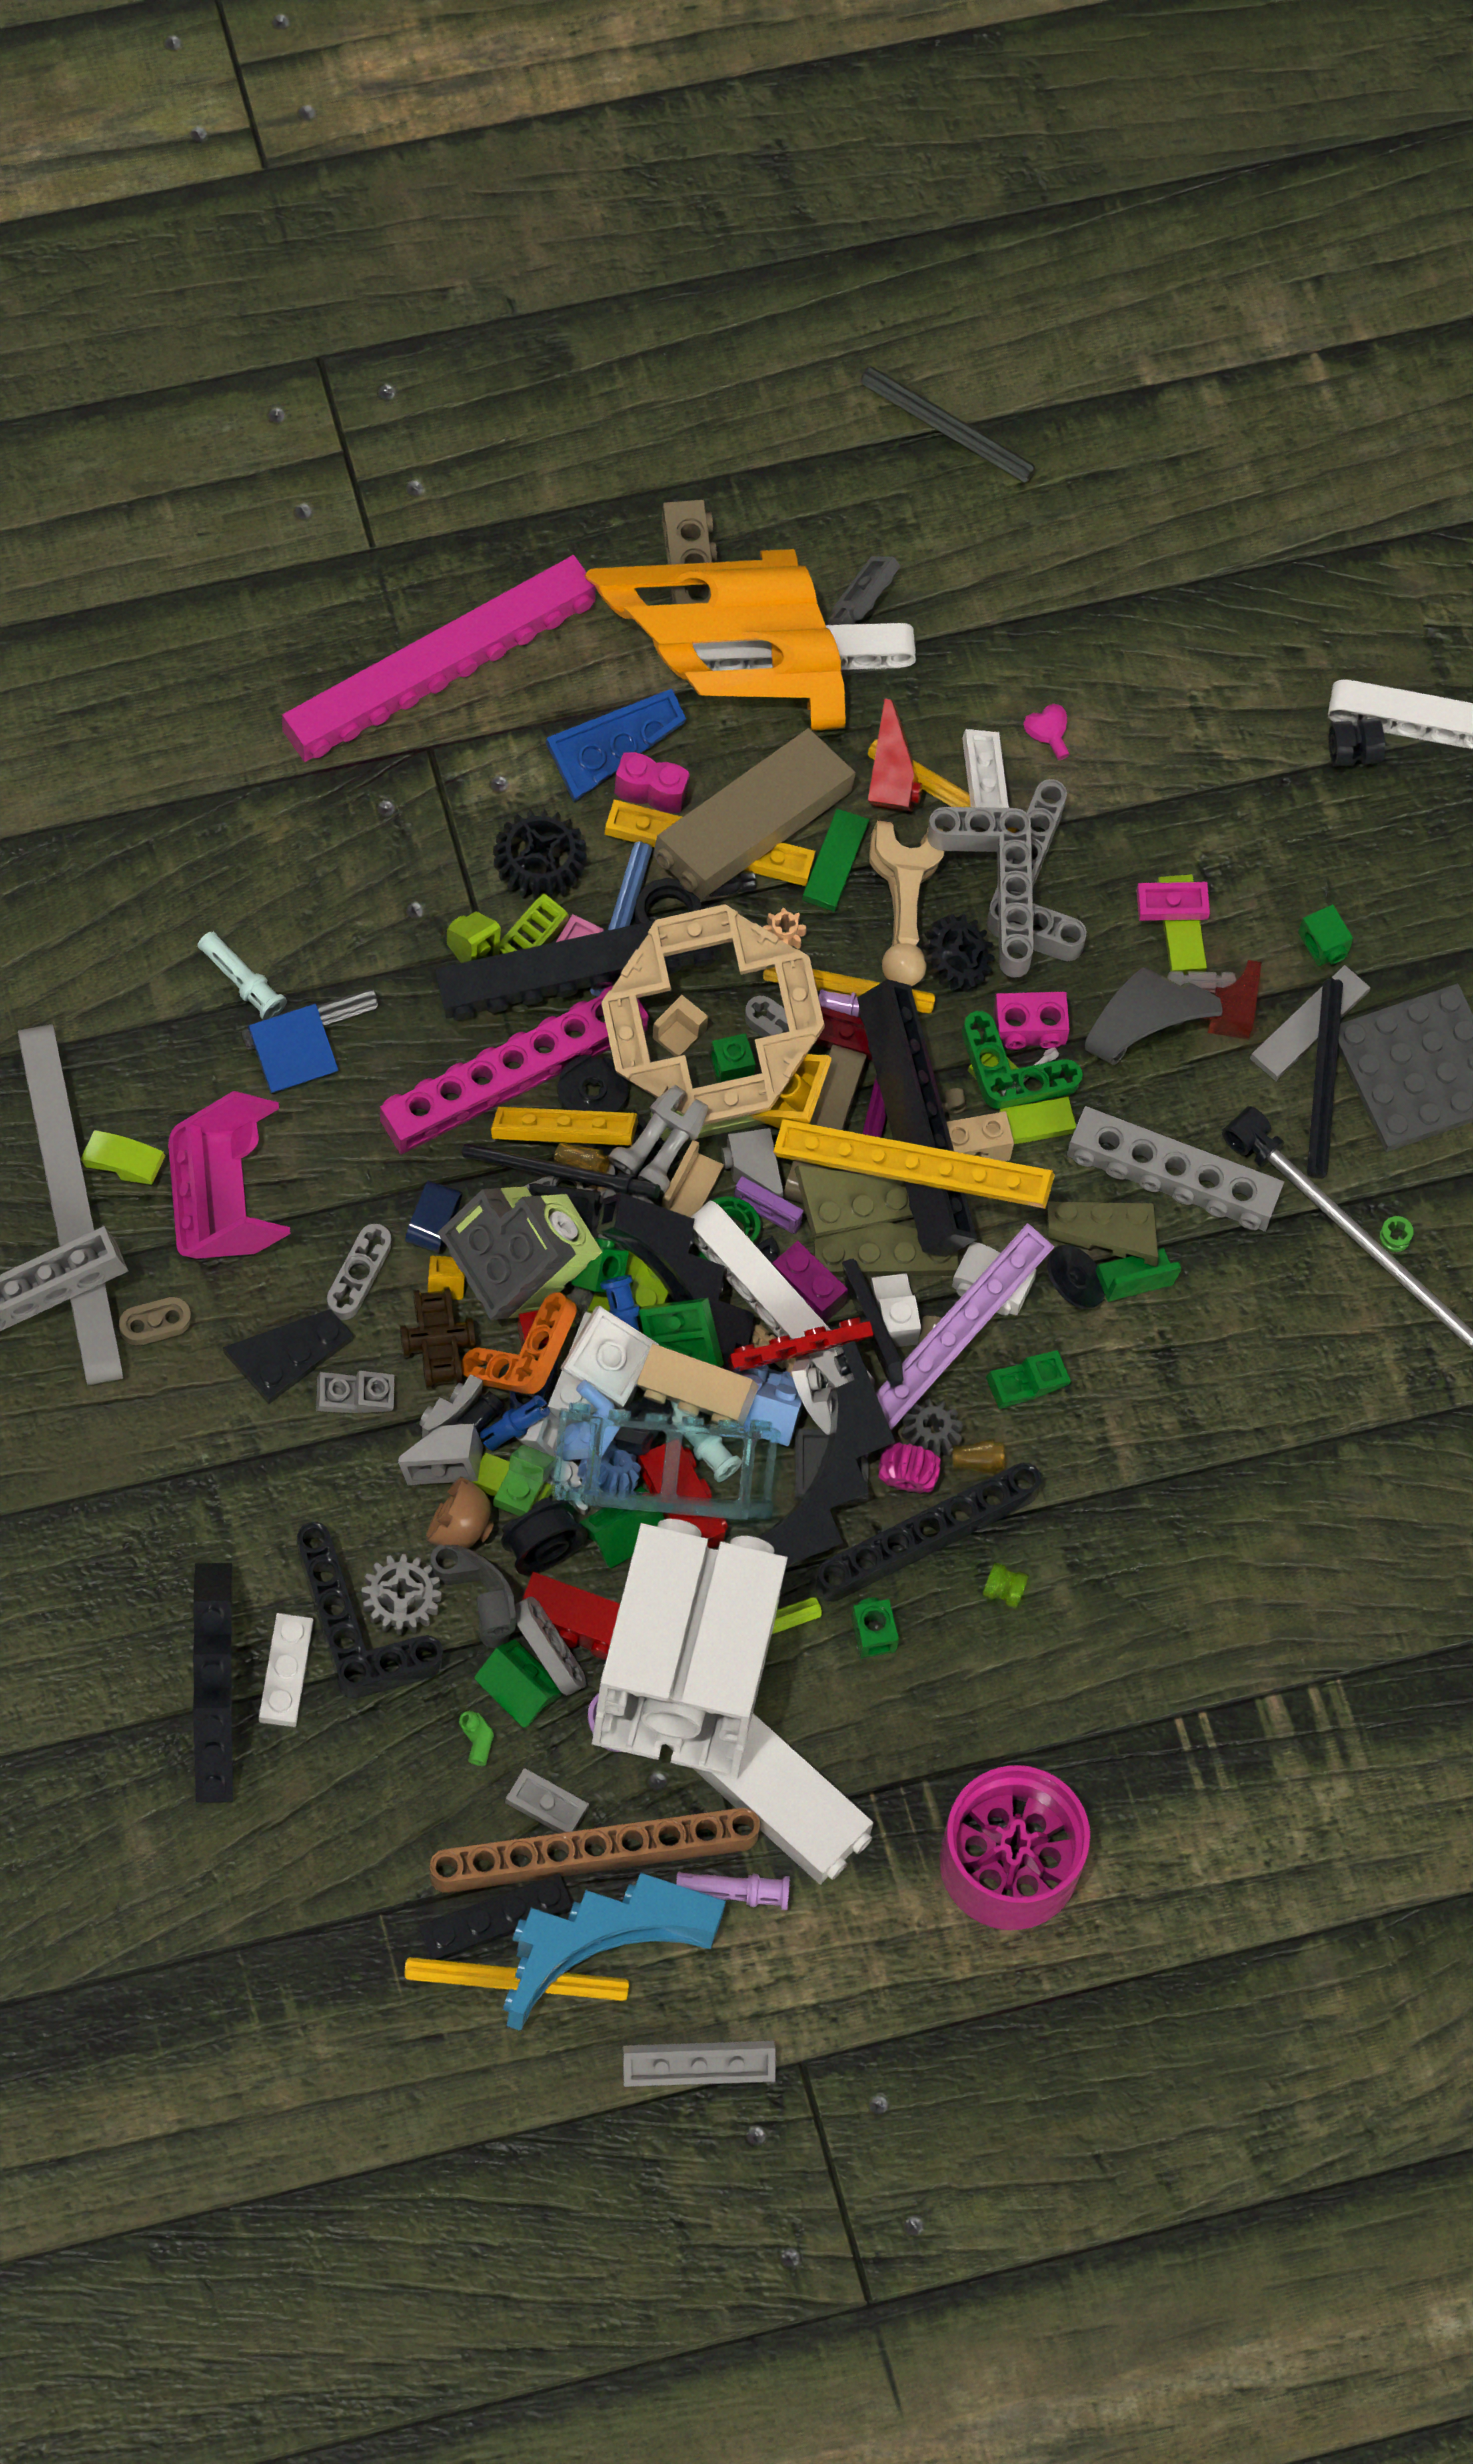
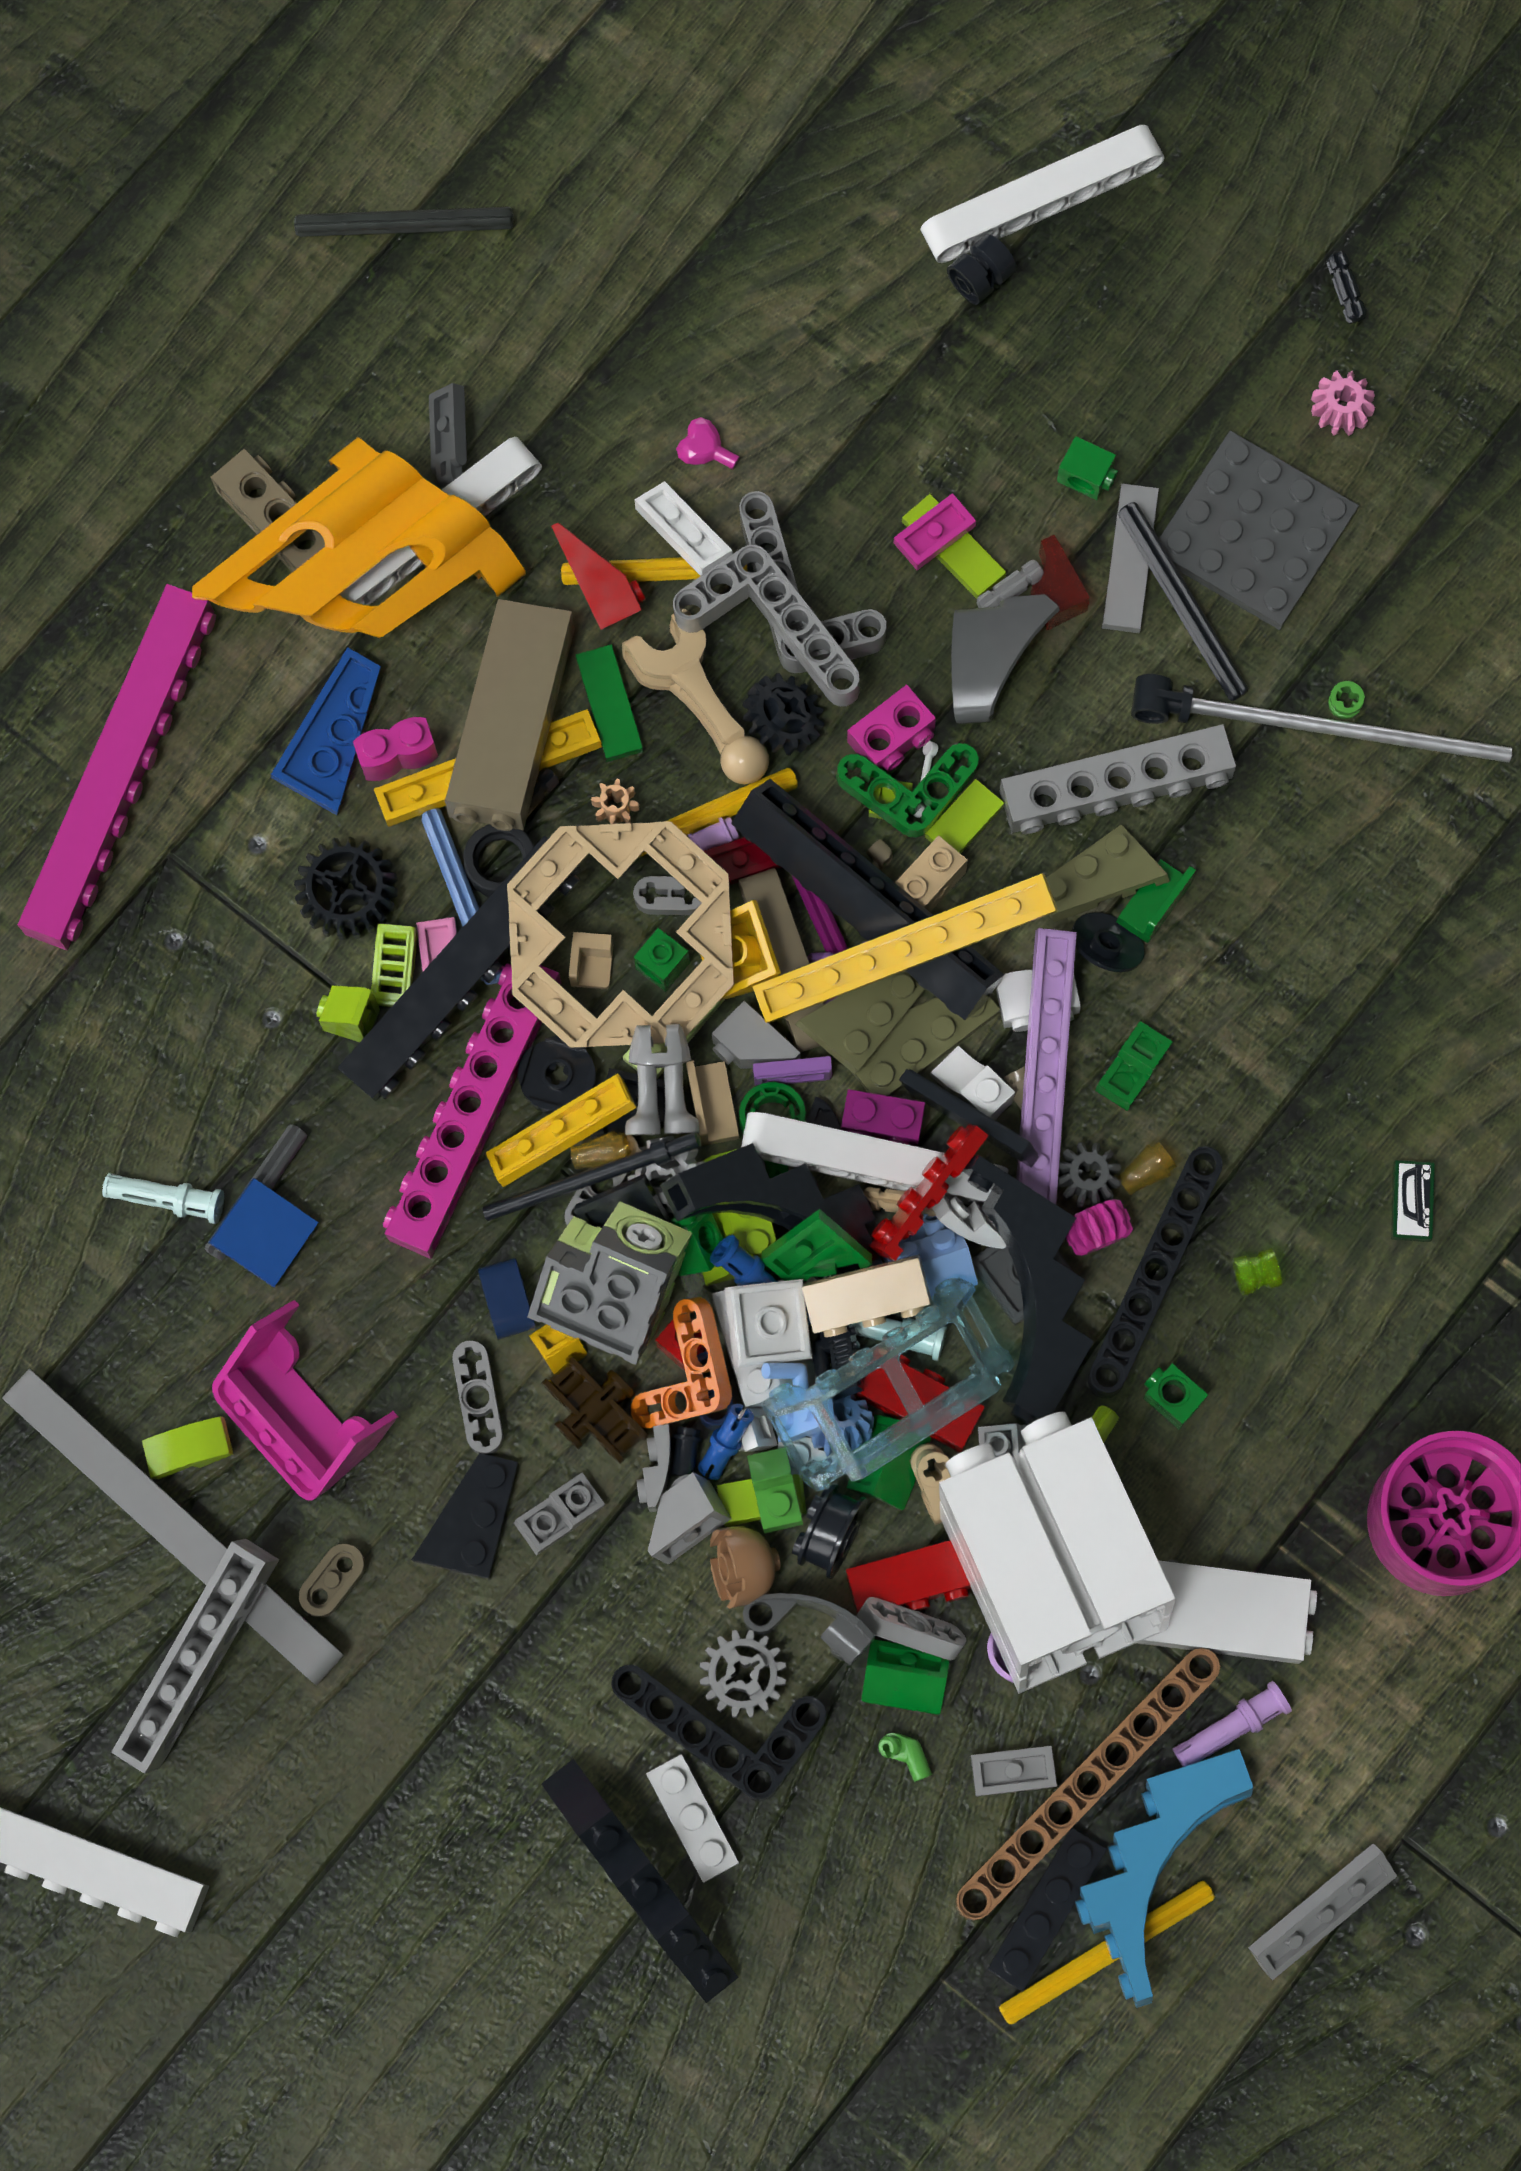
camera: 25 degrees left, 10 degrees up
(1165, 1620) = (1412, 1201): none -> tile

